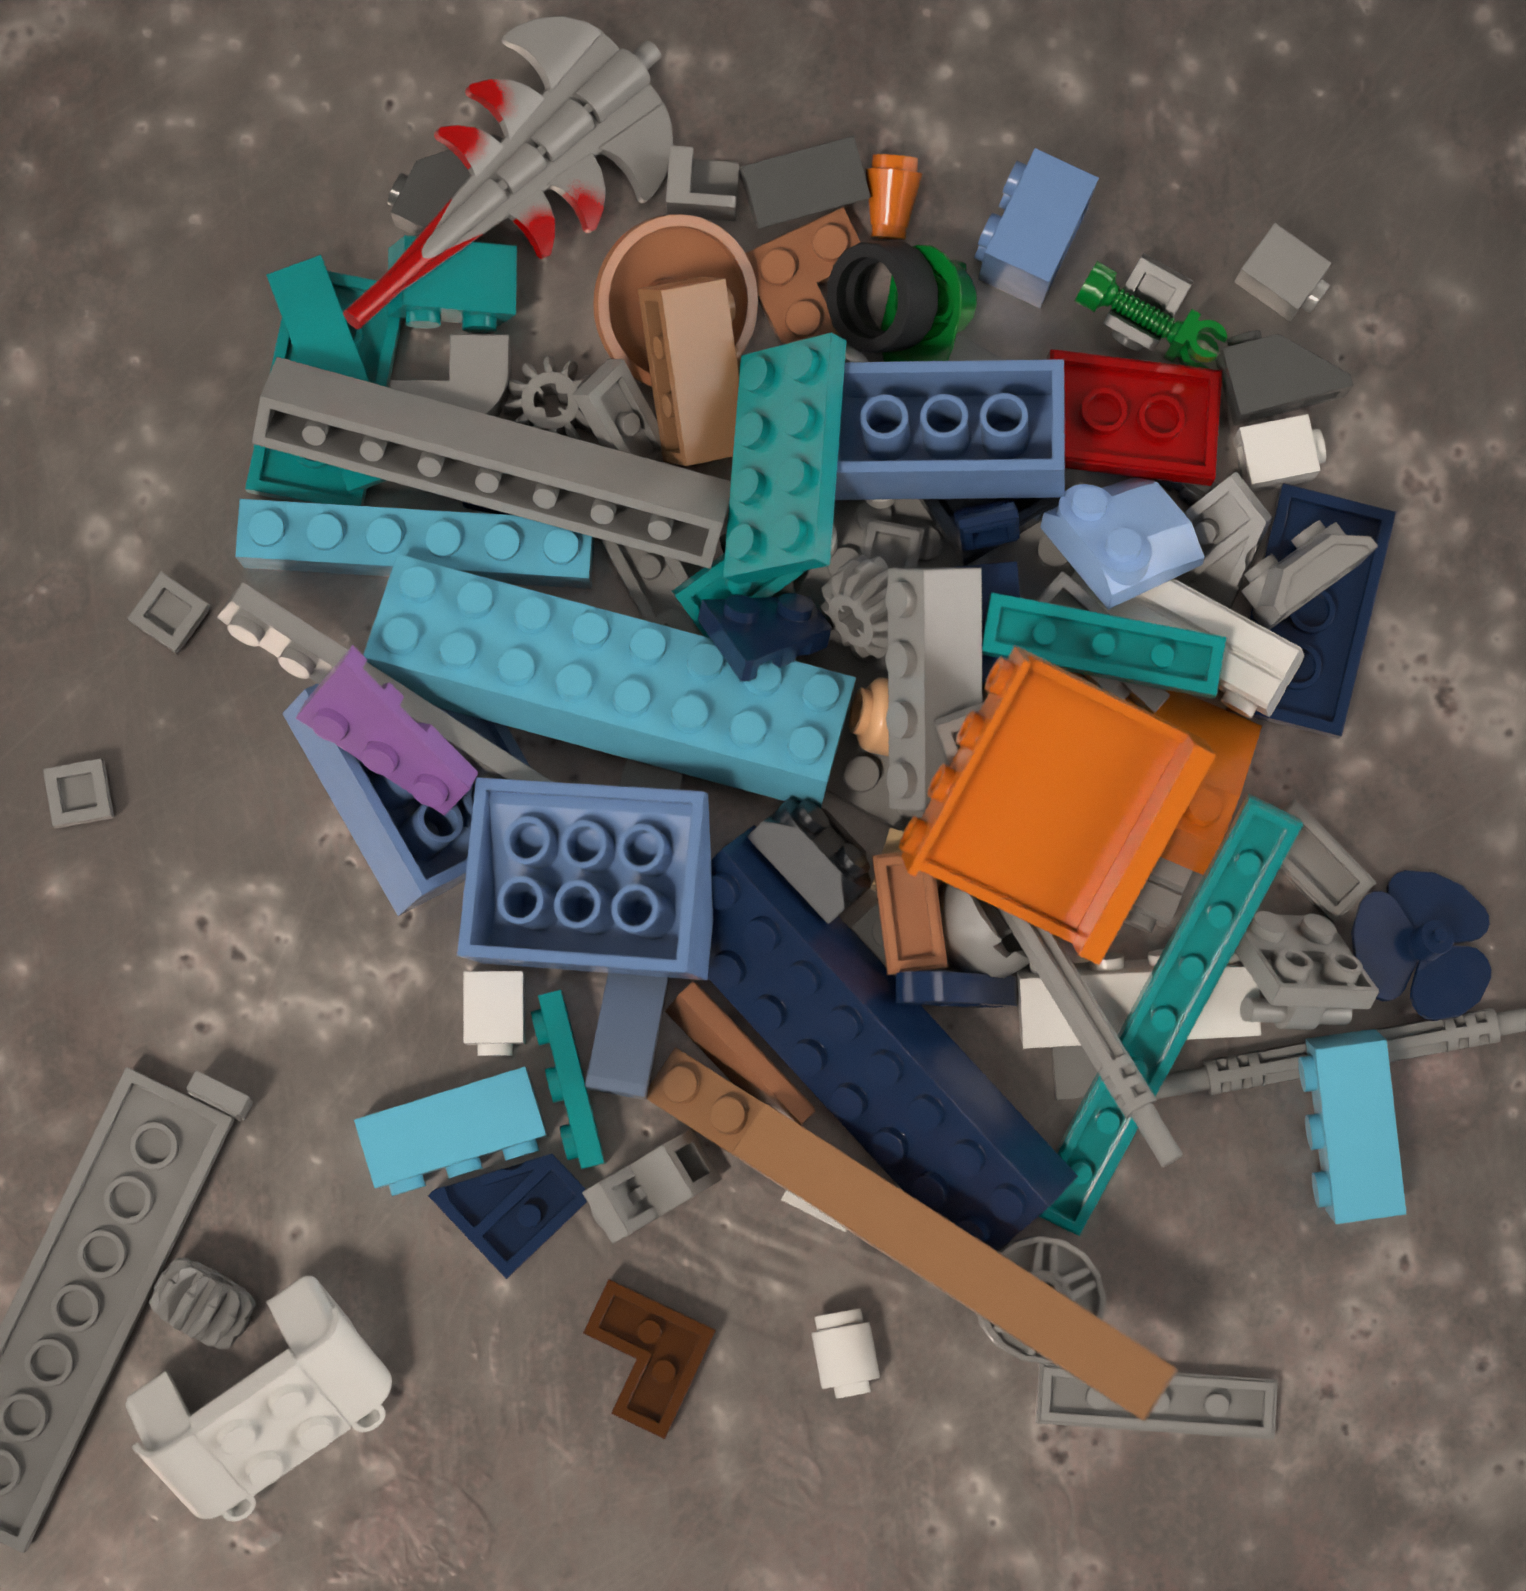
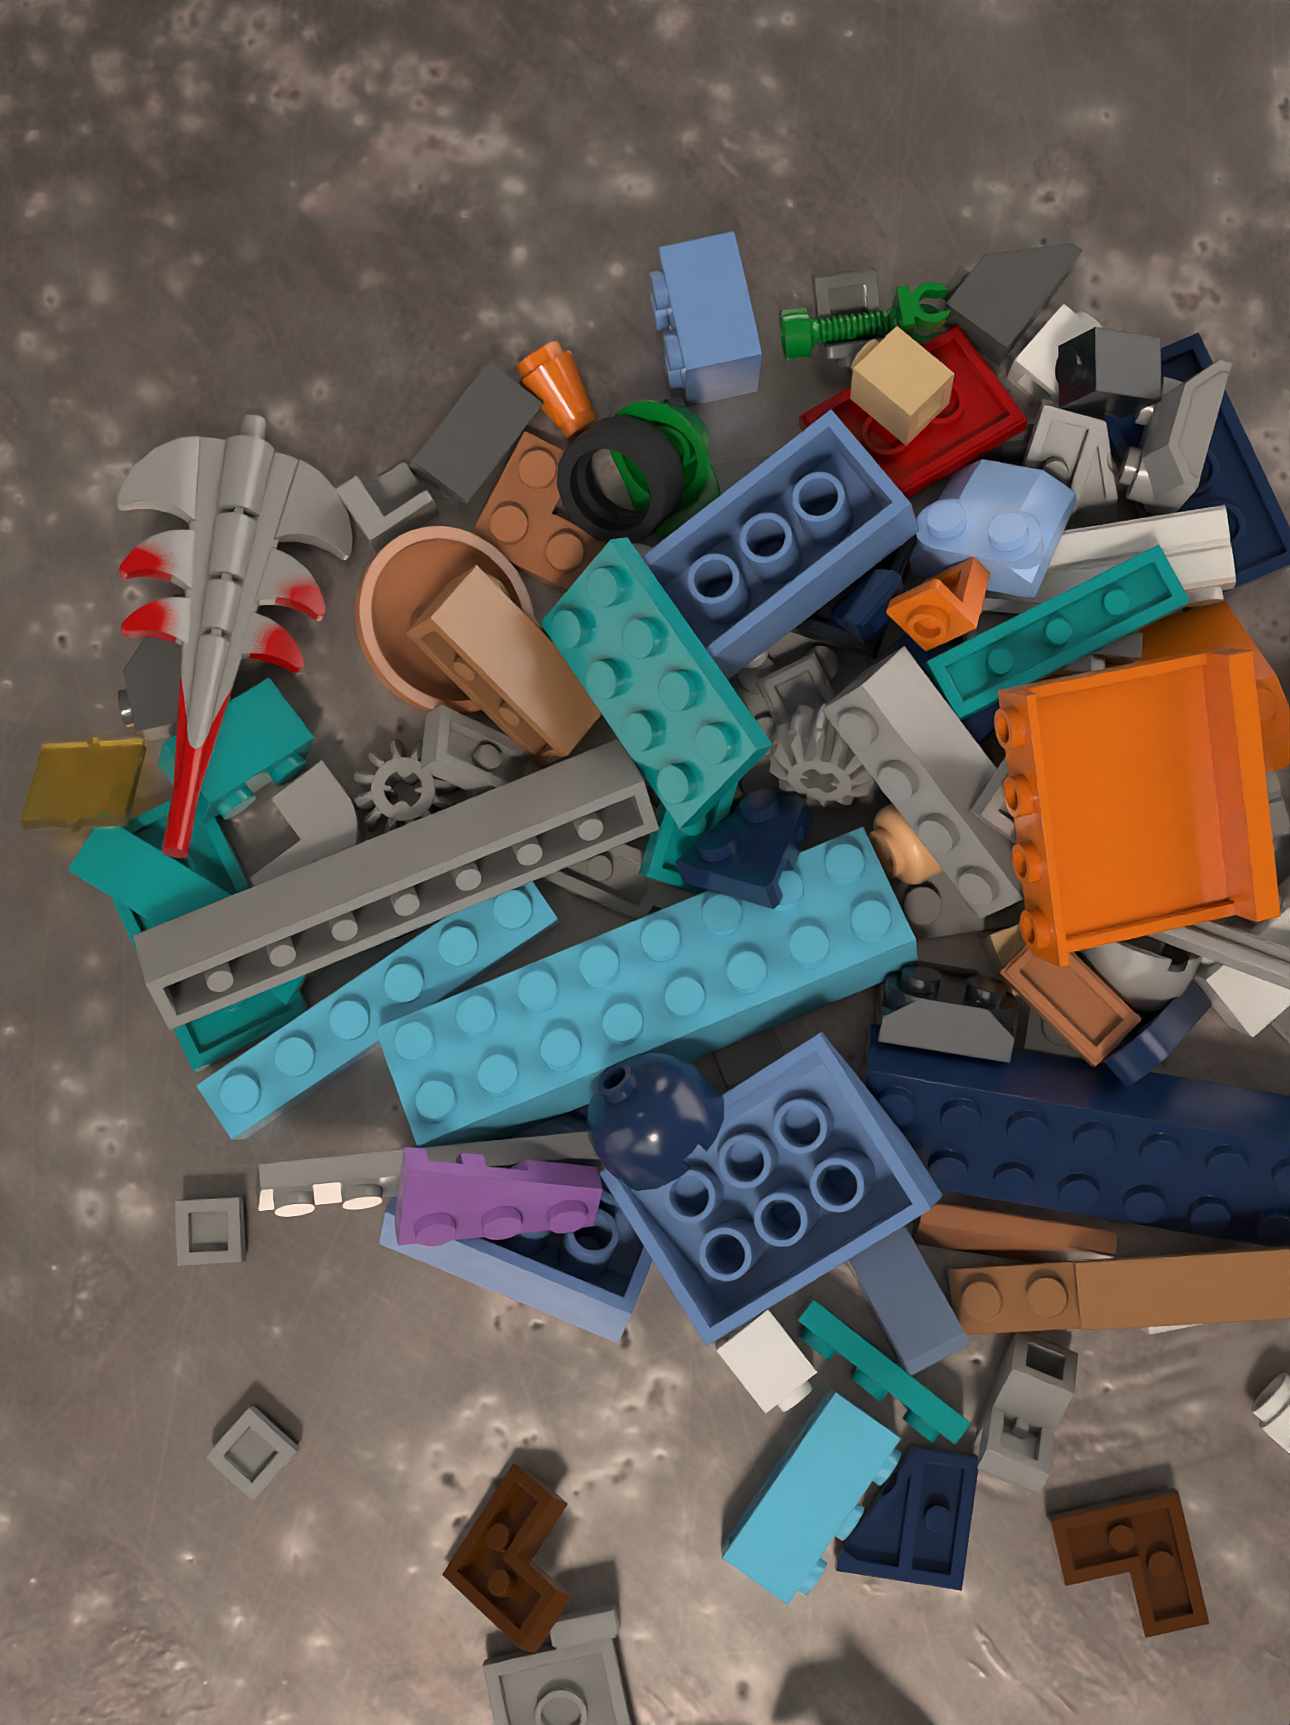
camera: 30 degrees left, 0 degrees up
(194, 1000) = (497, 1564): none -> reddish brown plate
(324, 222) = (84, 784): none -> clear yellow piece
(541, 759) = (651, 1118): none -> dark blue cylinder
(1035, 563) = (942, 605): none -> orange bracket
(1137, 381) = (900, 384): none -> tan brick
(1285, 274) = (945, 202): light grey brick -> none
(1293, 487) = (1109, 372): none -> black brick

